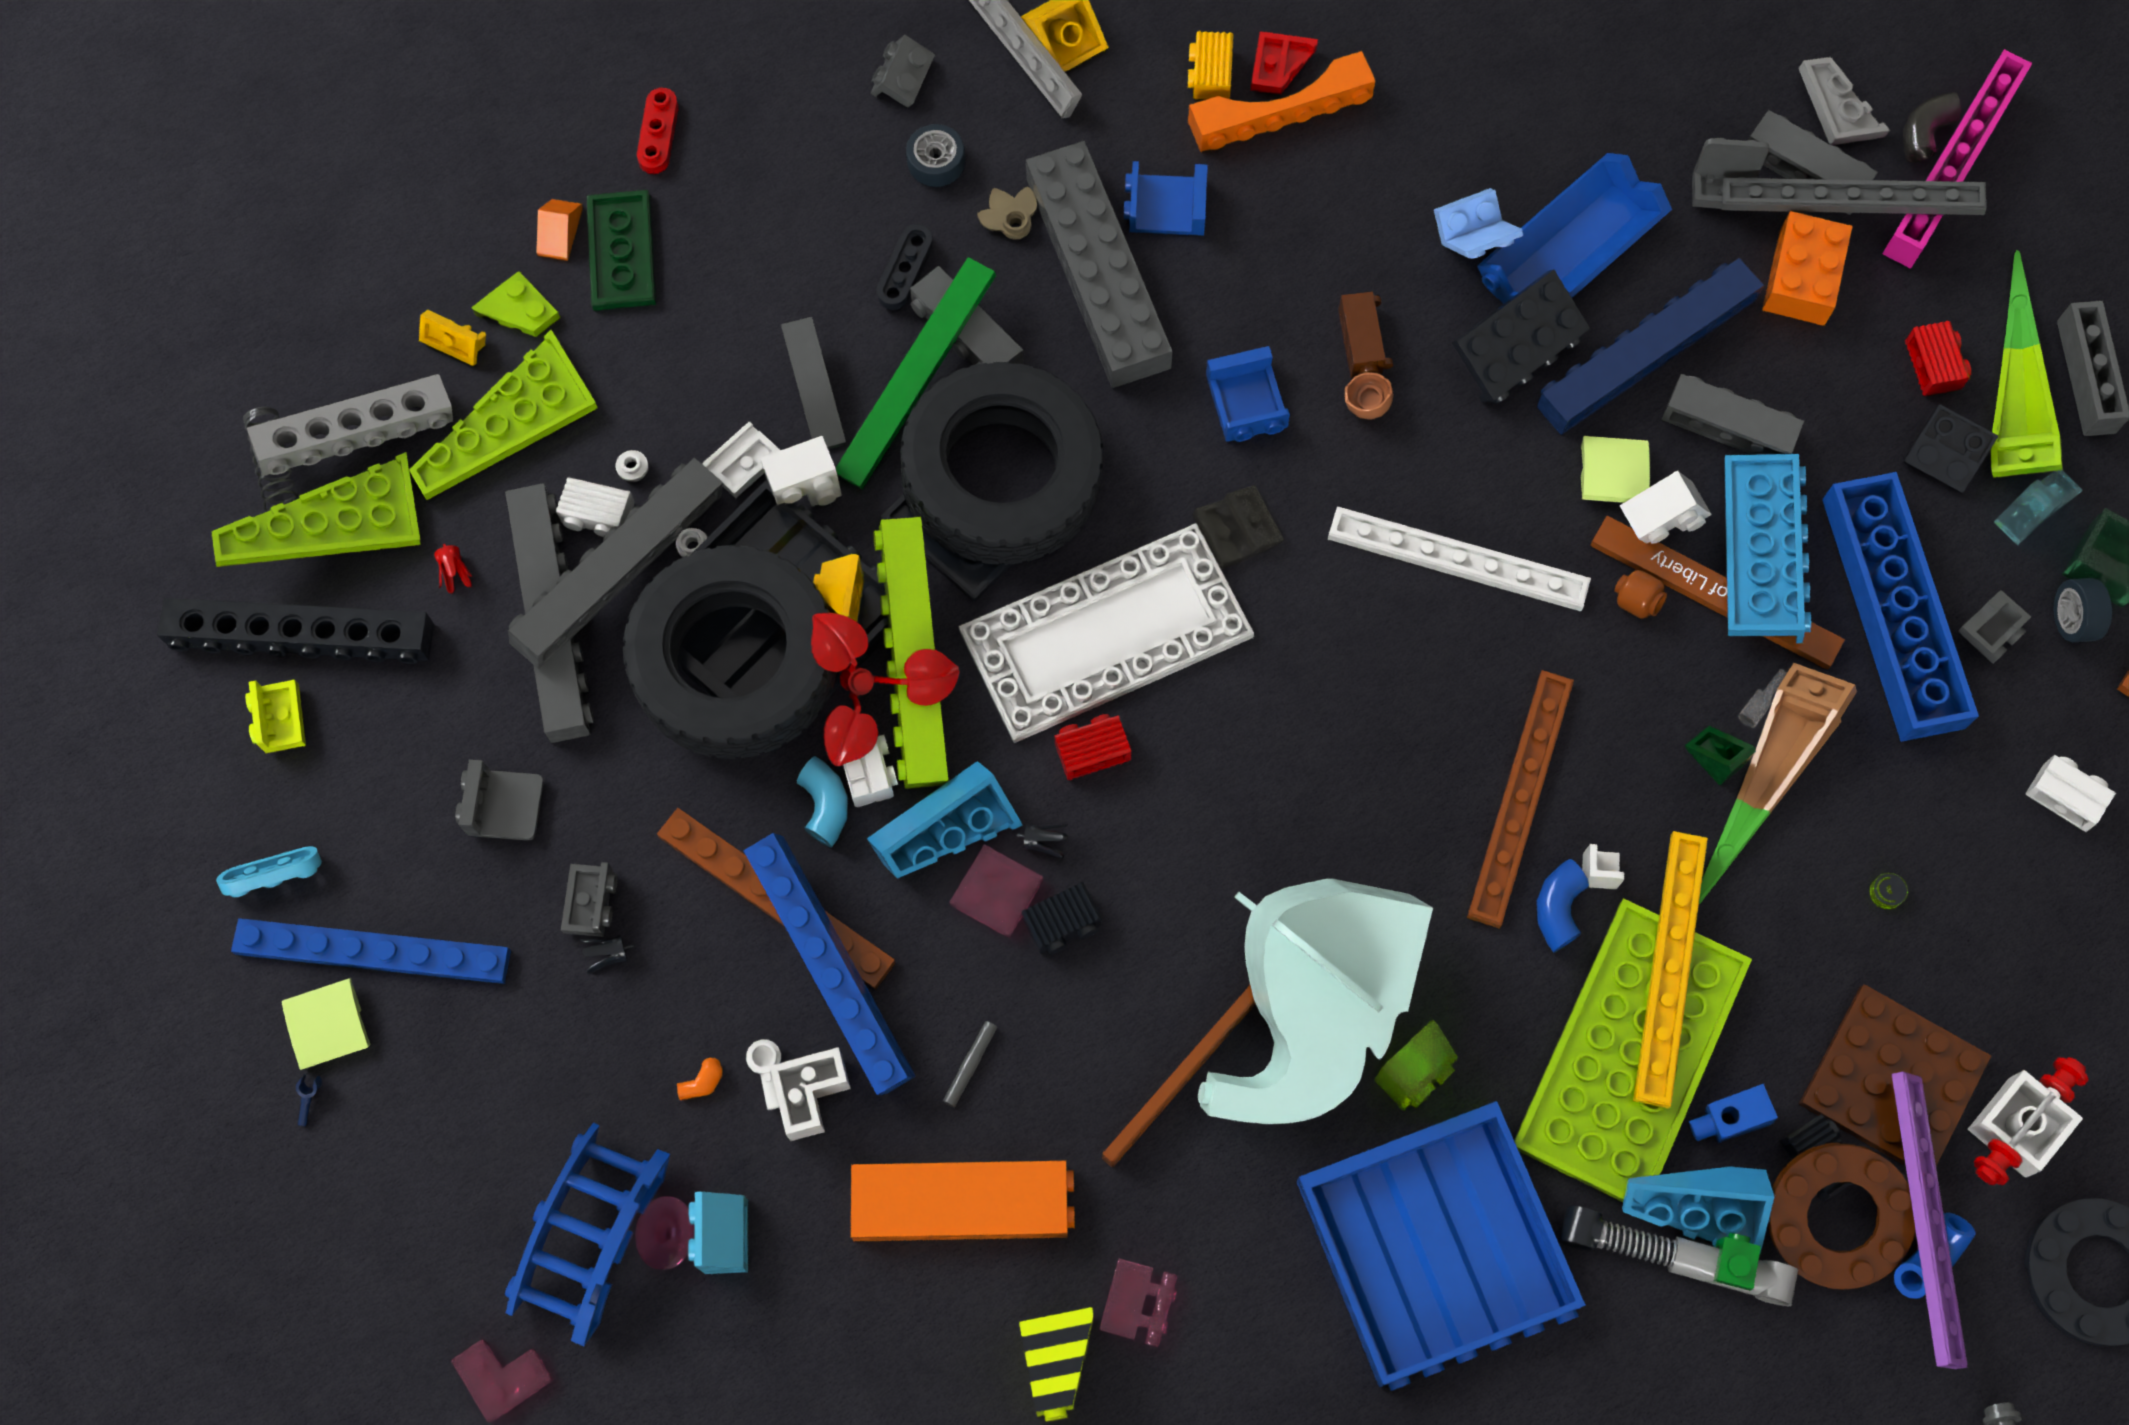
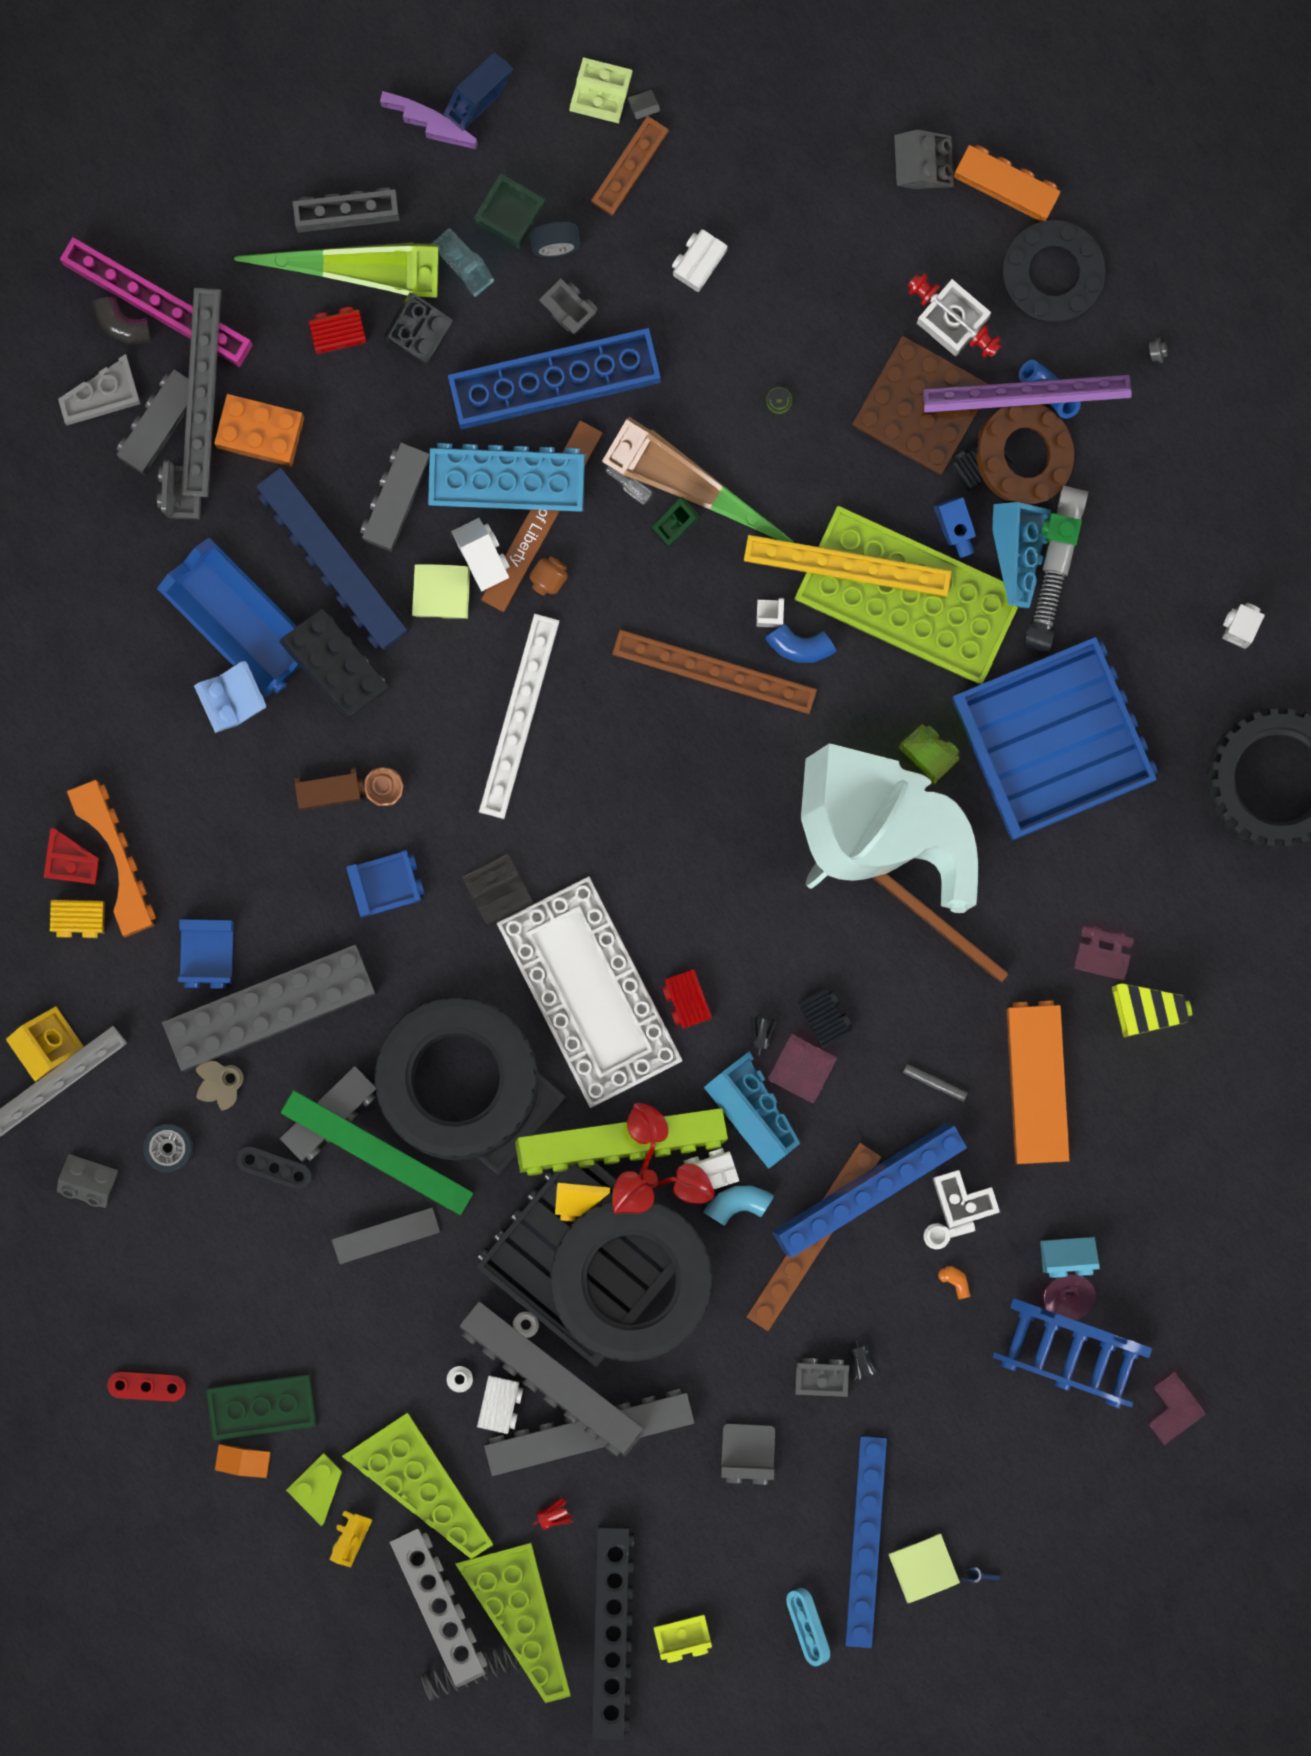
camera: 95 degrees left, 15 degrees up
(739, 461) = (452, 1289): white plate -> none
(802, 471) = (472, 1237): white brick -> none

